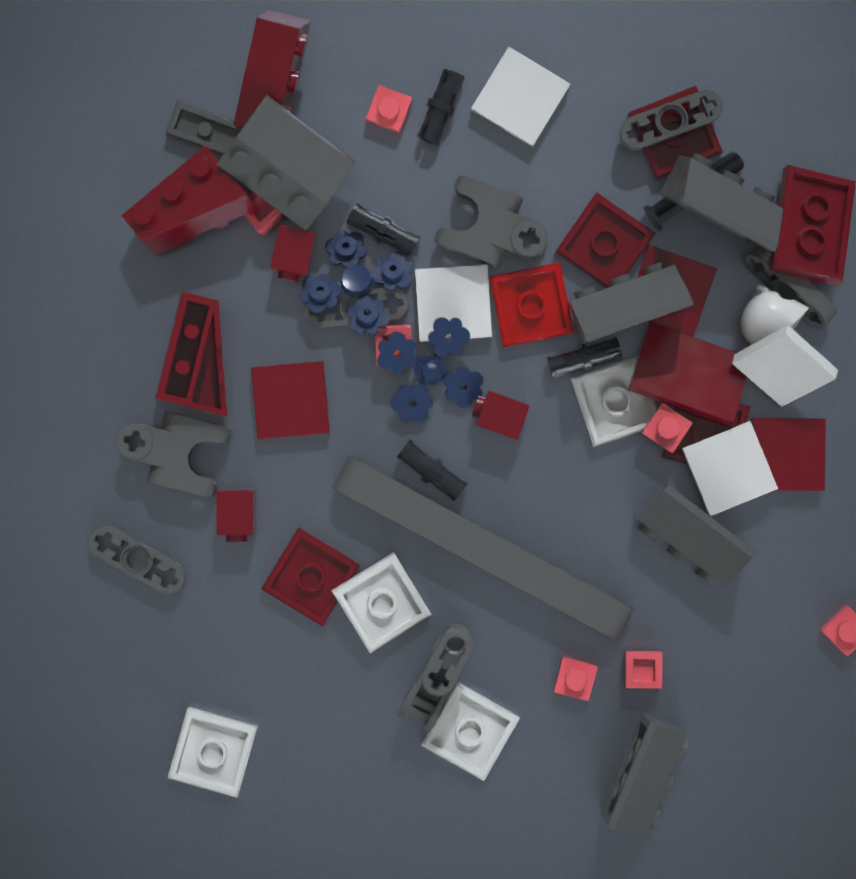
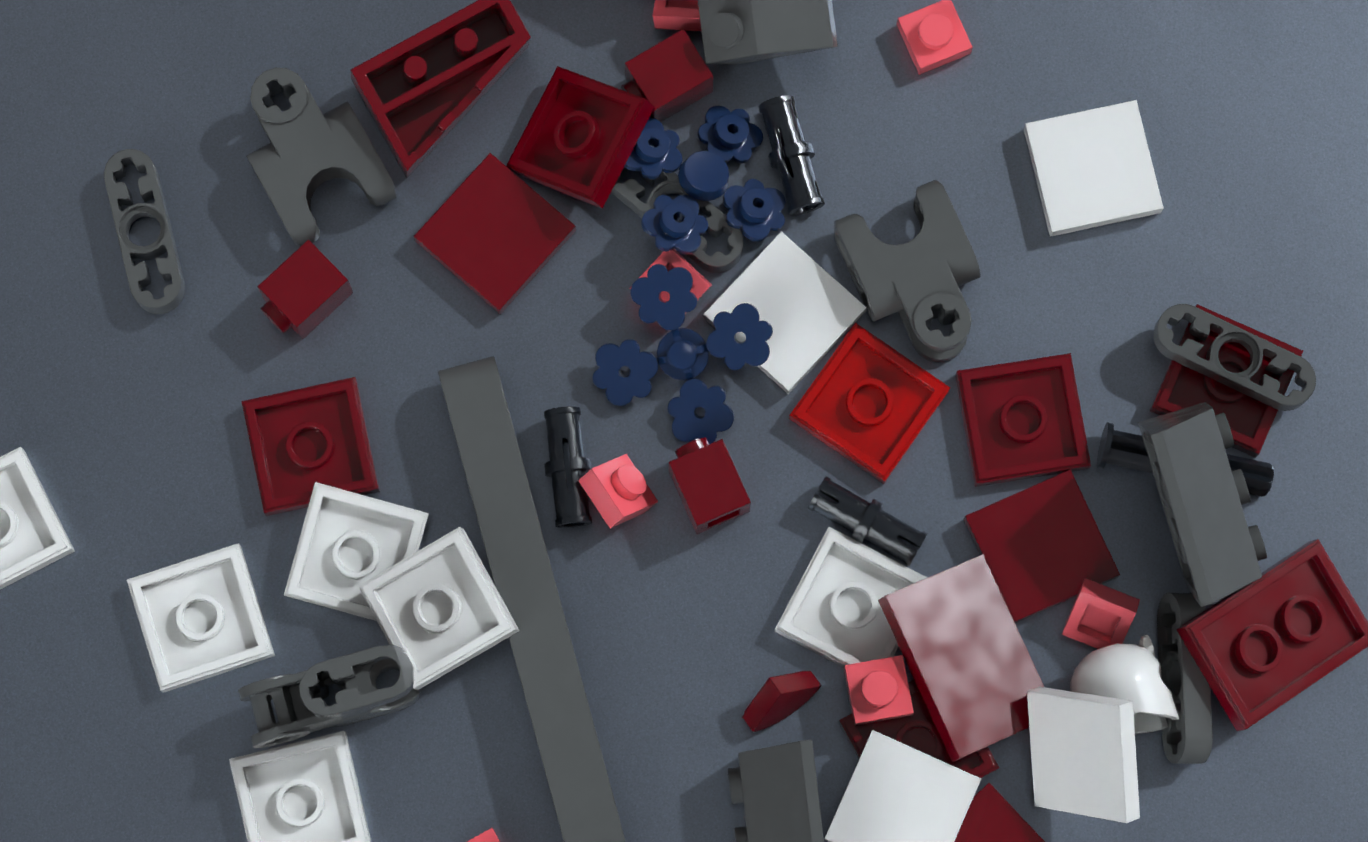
camera: 50 degrees right, 10 degrees down
(284, 319) = (580, 136): none -> dark red tile
(343, 698) = (200, 618): none -> white tile
(440, 106) = (993, 89): black pin -> none
(443, 590) = (439, 607): none -> white tile
(465, 458) = (618, 490): none -> coral plate
(627, 474) = (780, 698): none -> dark red tile
(629, 302) = (977, 503): dark grey slope -> none
(728, 296) = (1100, 615): none -> coral plate

